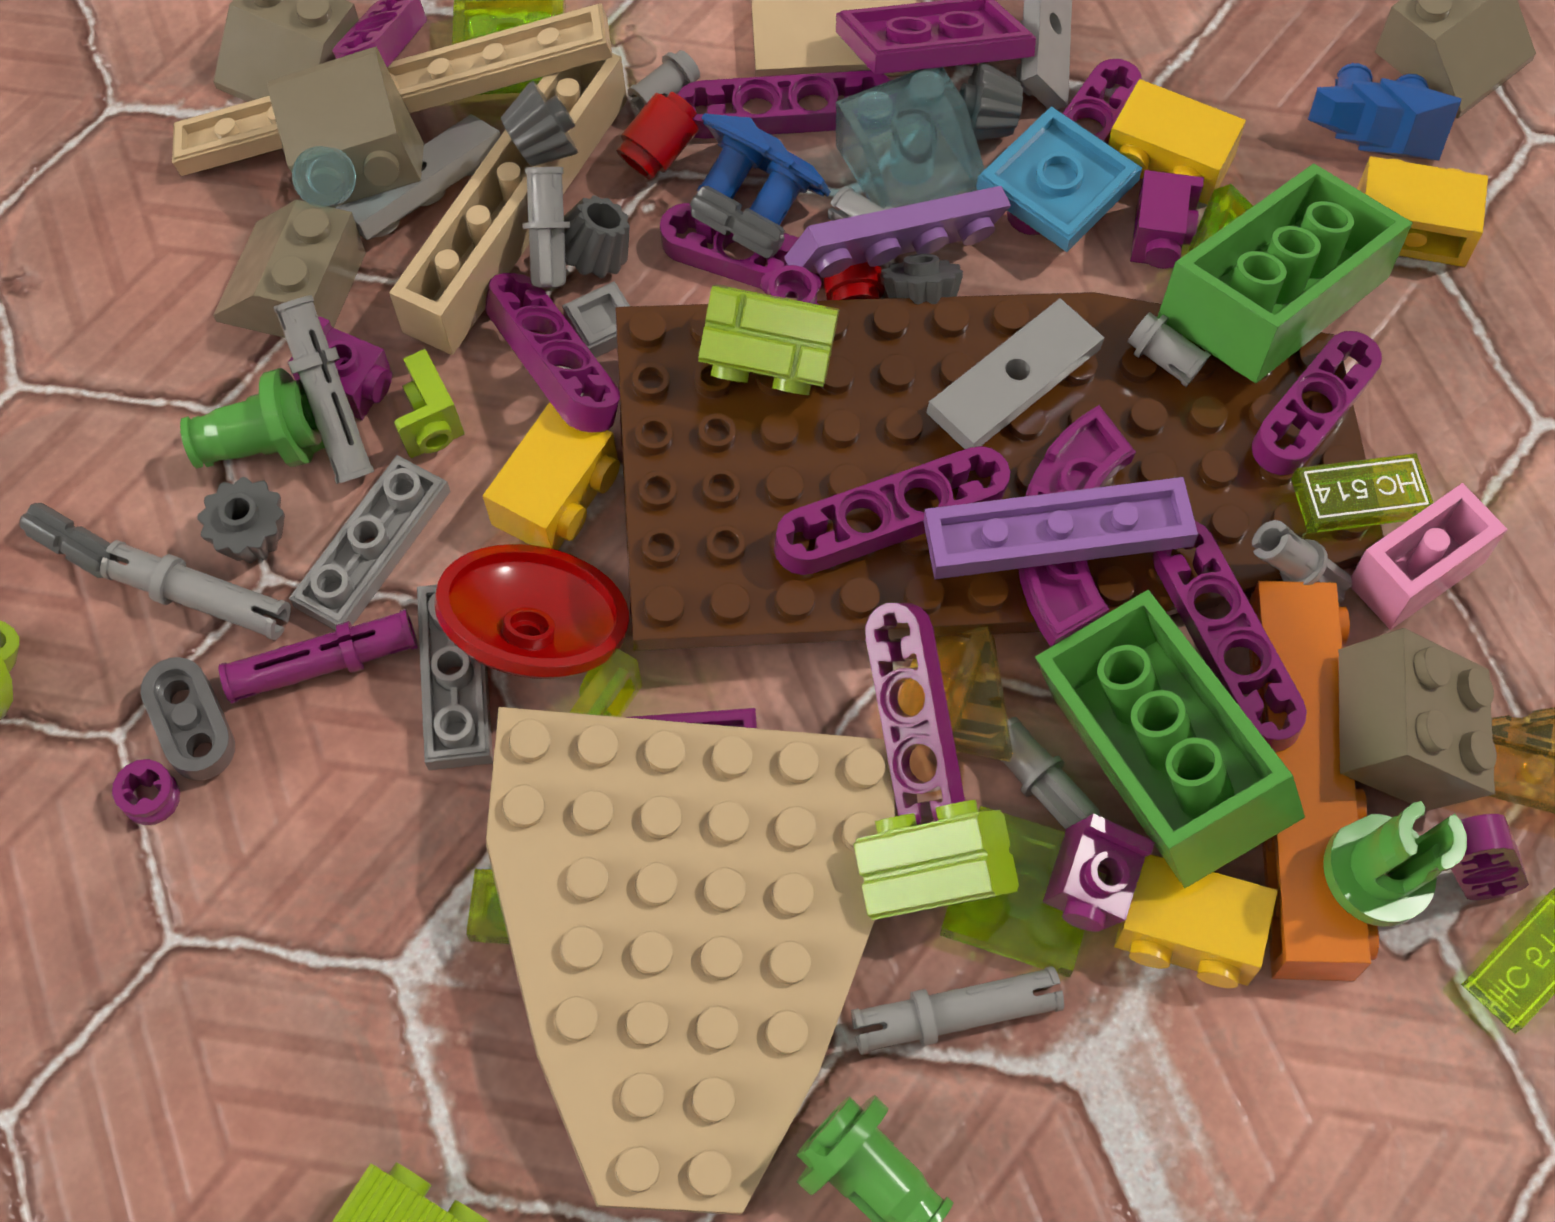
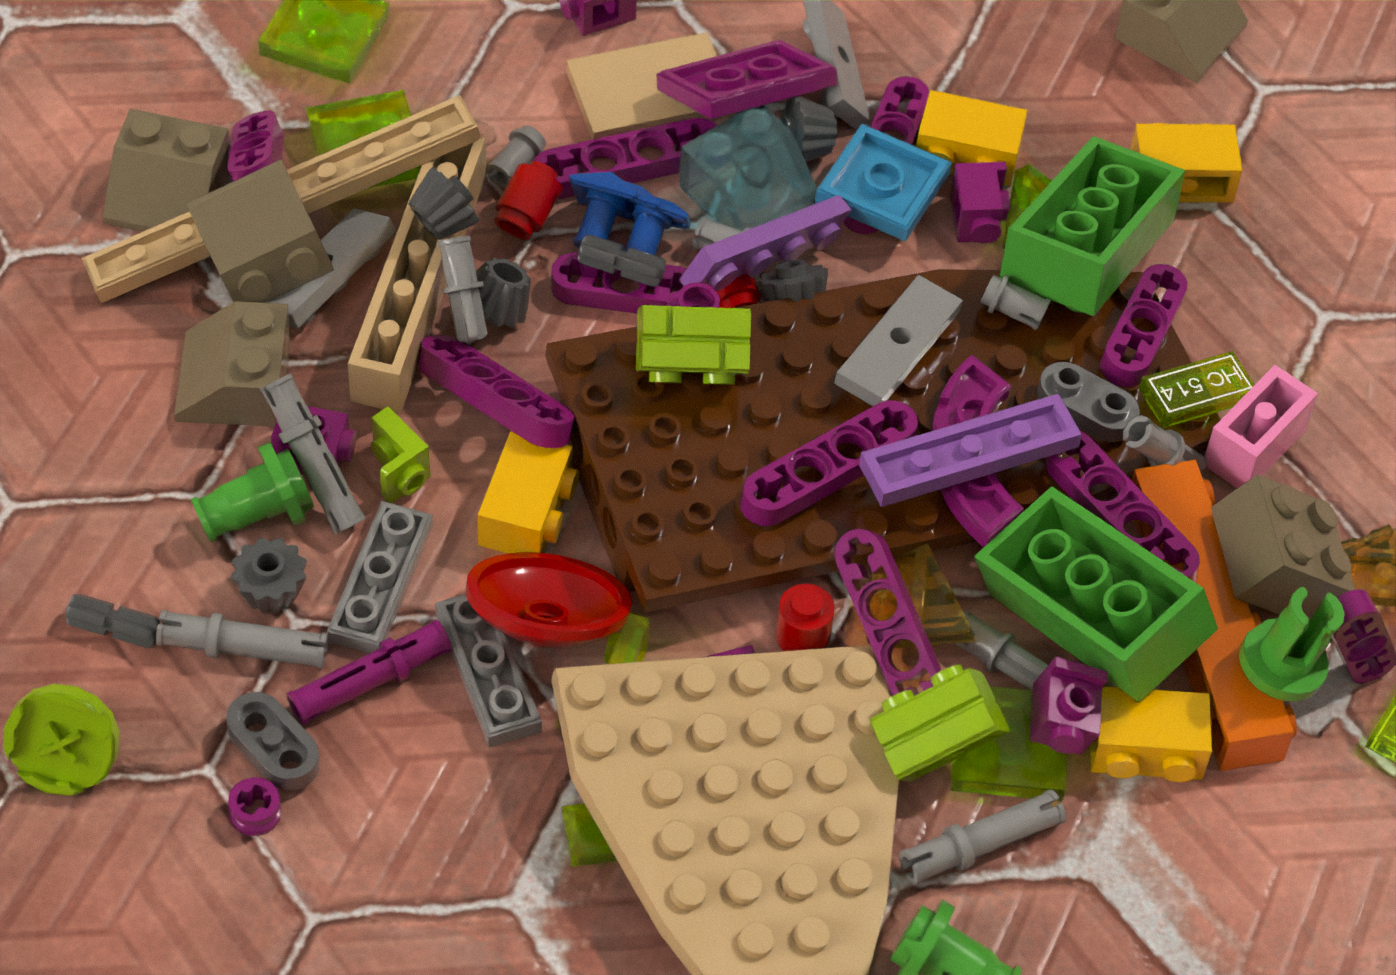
camera: 20 degrees left, 10 degrees down
(323, 176) = (257, 277): clear light blue tile -> none
(595, 317) = (524, 357): light grey tile -> none
(818, 693) = (804, 618): none -> red brick
(1221, 485) = (1089, 400): none -> flat silver plate
(1386, 116) = (1139, 90): blue connector -> none

